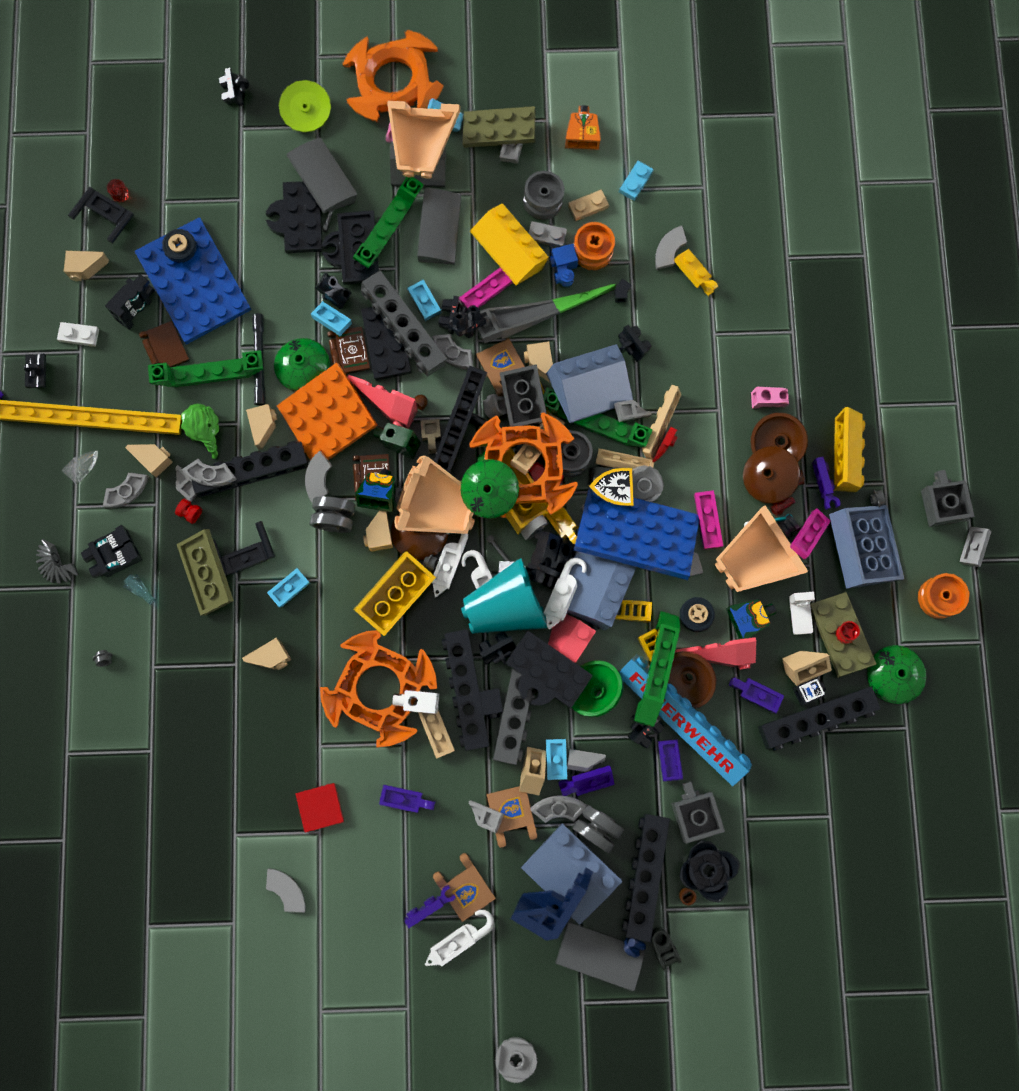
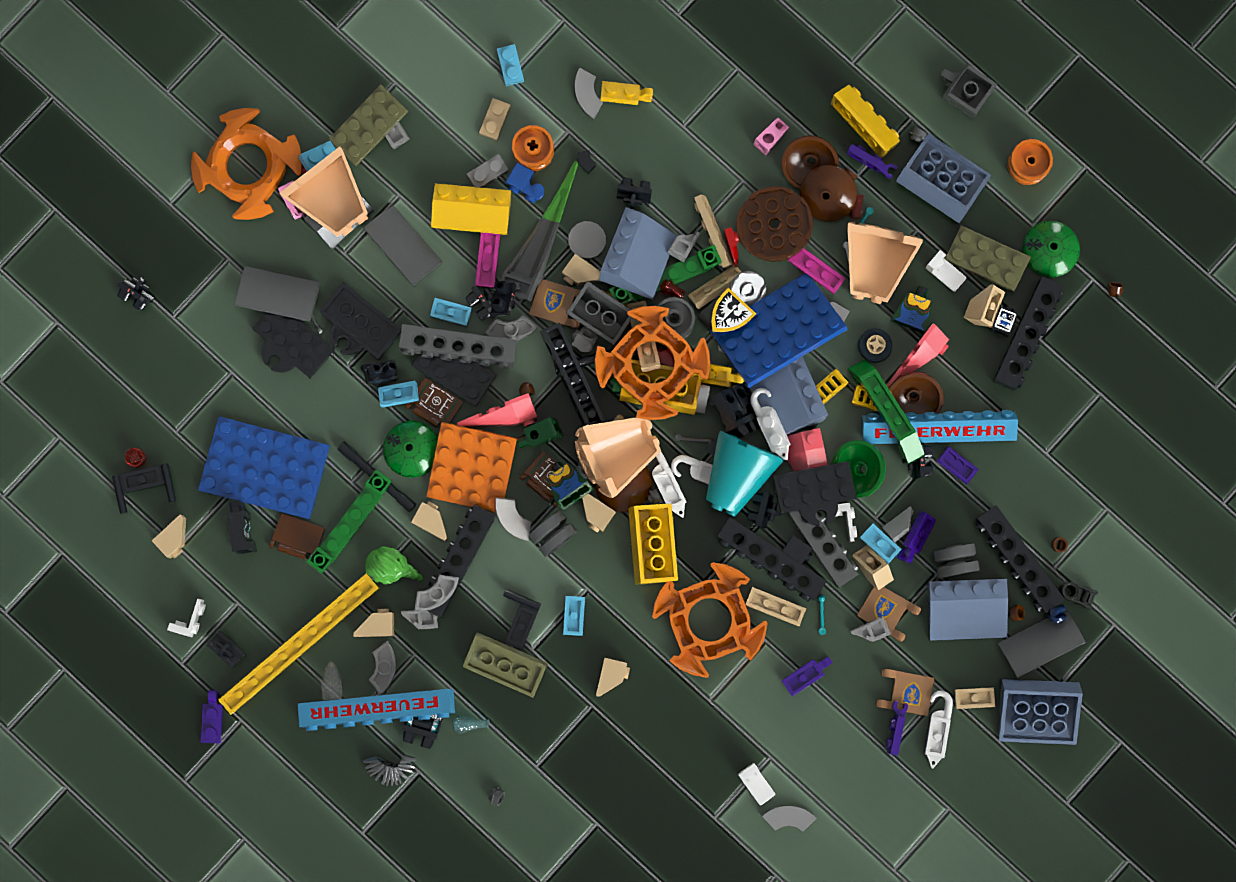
camera: 45 degrees left, 5 degrees up
(33, 334) = (180, 627): none -> white bracket
(78, 334) = (223, 592): white plate -> none
(88, 513) = (376, 708): none -> dark azure brick
(182, 252) = (235, 458): black wheel -> none
(188, 511) = (448, 631): red wheel -> none
(288, 840) = (756, 784): none -> white bracket
(304, 106) = (206, 253): lime piece -> none
(319, 807) = (753, 740): red tile -> none
(388, 223) = (364, 280): green slope -> none
(427, 701) = (756, 594): white torso -> none
(431, 431) = (557, 403): dark tan plate -> none
(450, 779) = (821, 598): none -> teal hinge
(503, 490) = (643, 391): green dish -> none
(509, 945) = (974, 698): none -> tan plate
(523, 1069) = (1054, 754): light grey plate -> none
(536, 911) = (974, 657): dark blue bracket -> none
(543, 195) = (461, 156): dark grey wheel -> none
(547, 1007) = (1039, 711): none -> sand blue slope
(556, 706) = (849, 513): none -> white bracket
(558, 807) = (914, 574): light grey tile -> none
(567, 342) = (587, 240): none -> light grey tile
(583, 130) = (432, 65): orange torso -> none
(591, 432) = (668, 287): none -> clear red pin
(605, 914) = (1017, 613): none -> reddish brown hinge
(697, 815) = (1012, 484): dark grey hinge -> none
(716, 476) = (769, 205): none -> reddish brown plate
(724, 867) = (1070, 519): black brick -> none
(758, 694) = (971, 359): dark purple plate -> none
(789, 526) = (876, 217): black wheel -> none
(810, 534) = (897, 209): dark pink plate -> none
(851, 631) = (990, 251): red wheel -> none
(917, 751) = (1115, 288): none -> reddish brown hinge
(975, 546) = (1017, 102): light grey plate -> none

